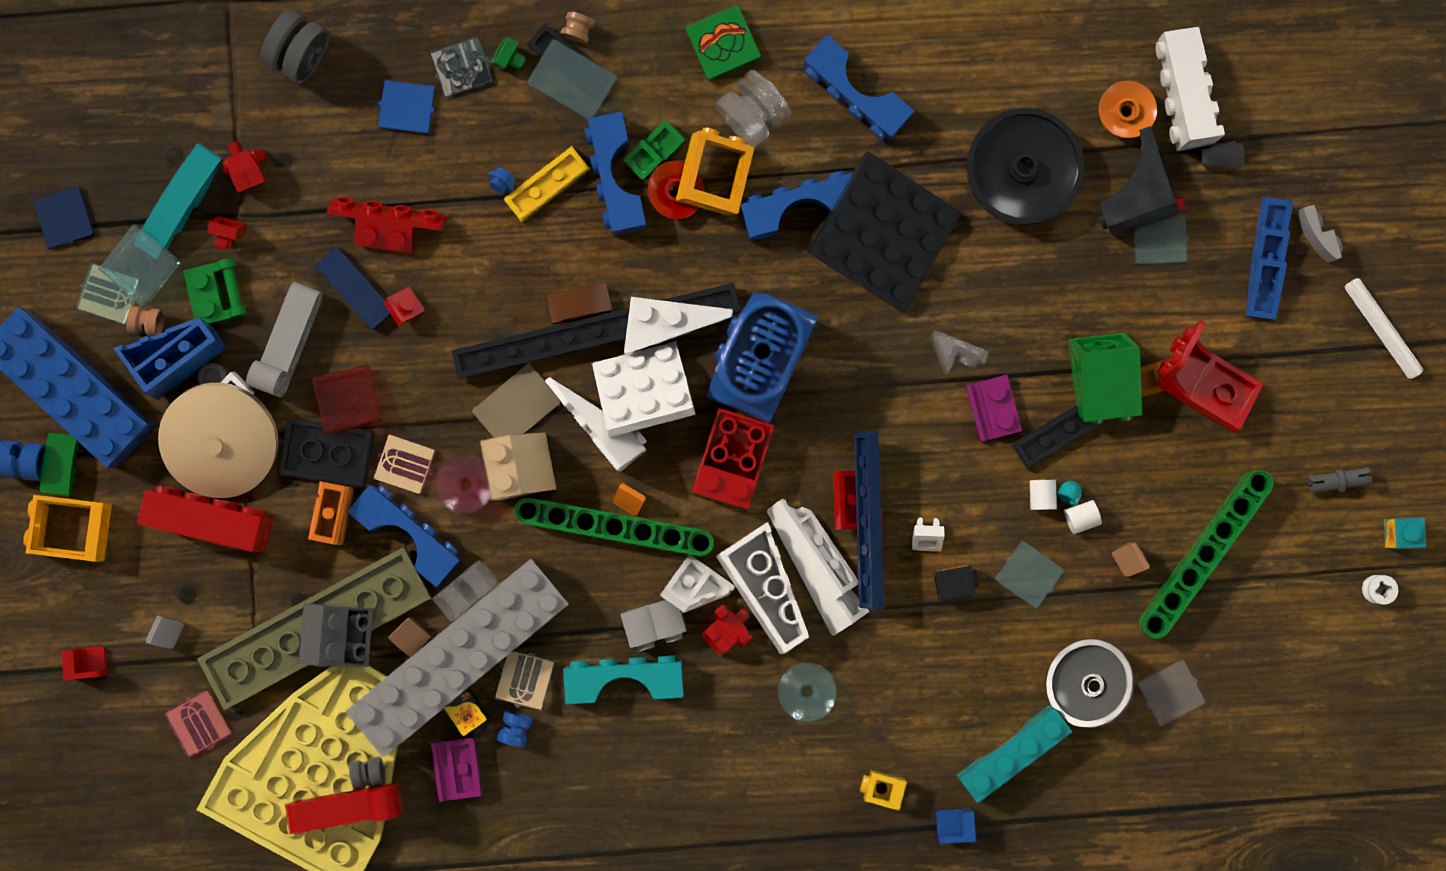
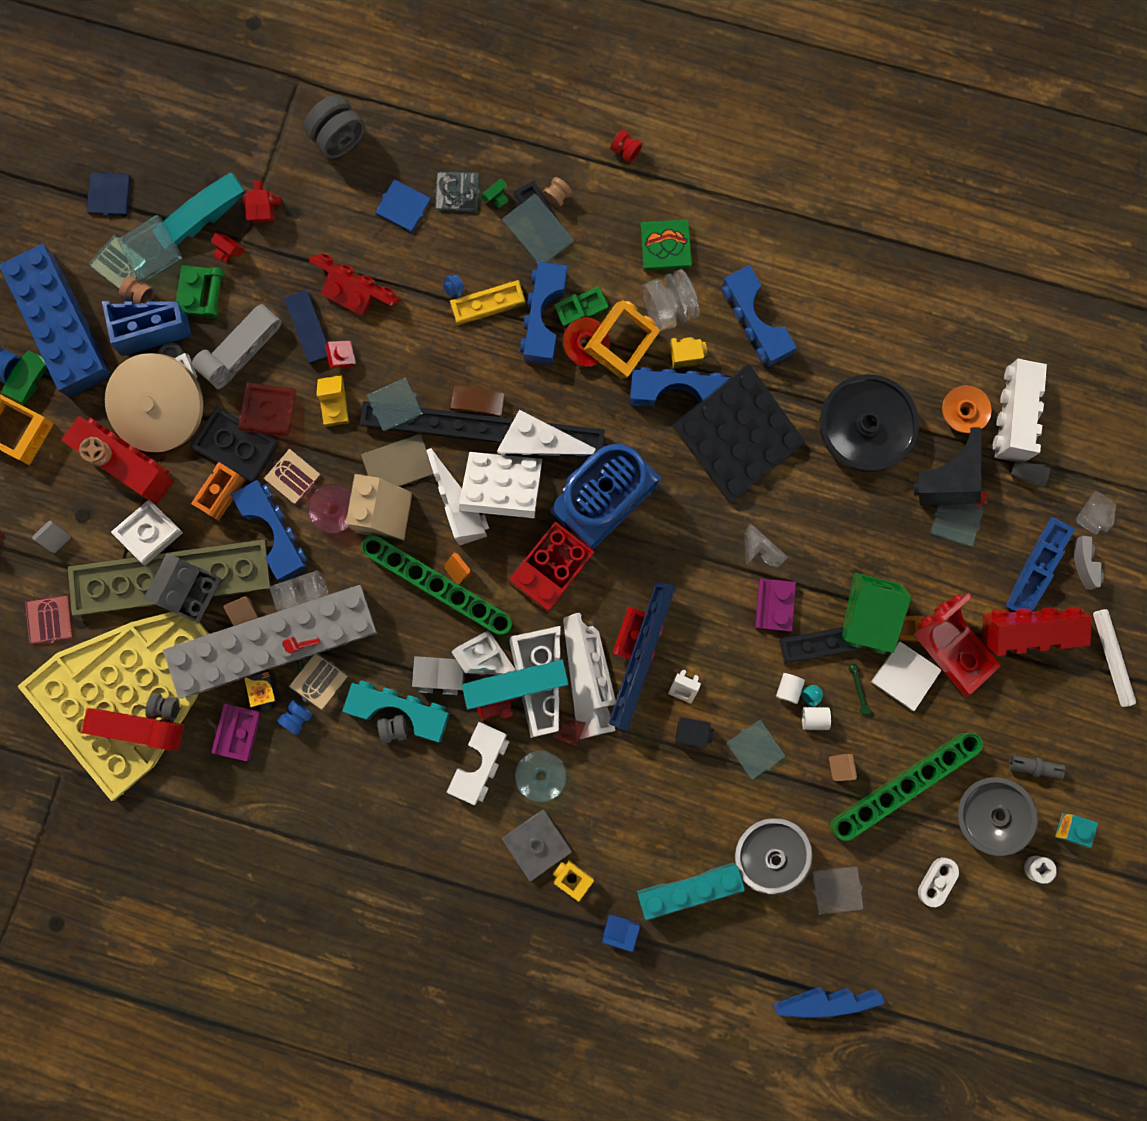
camera: 15 degrees right, 5 degrees down
(176, 524) = (91, 446): none -> medium nougat wheel
(269, 588) = (146, 532): none -> white tile
(416, 361) = (333, 401): none -> yellow slope
(484, 654) = (291, 645): none -> red hand
(488, 341) = (394, 404): none -> clear light blue piece
(620, 704) = (392, 729): none -> dark grey wheel
(735, 730) = (470, 785): none -> white arch
(743, 605) = (515, 684): none -> teal slope
(793, 159) = (687, 352): none -> yellow brick
(821, 631) = (570, 732): none -> clear red tile
(830, 766) = (536, 845): none -> flat silver plate
(1131, 486) = (864, 709): none -> dark green hinge
(1164, 433) = (906, 676): none -> white tile
(1193, 821) = (818, 1004): none -> blue slope
(1278, 644) = (940, 883): none -> white plate
(1287, 331) = (1035, 629): none -> red wedge
(1298, 560) = (979, 816): none -> dark grey dish
(1312, 173) = (1097, 513): none -> clear slope

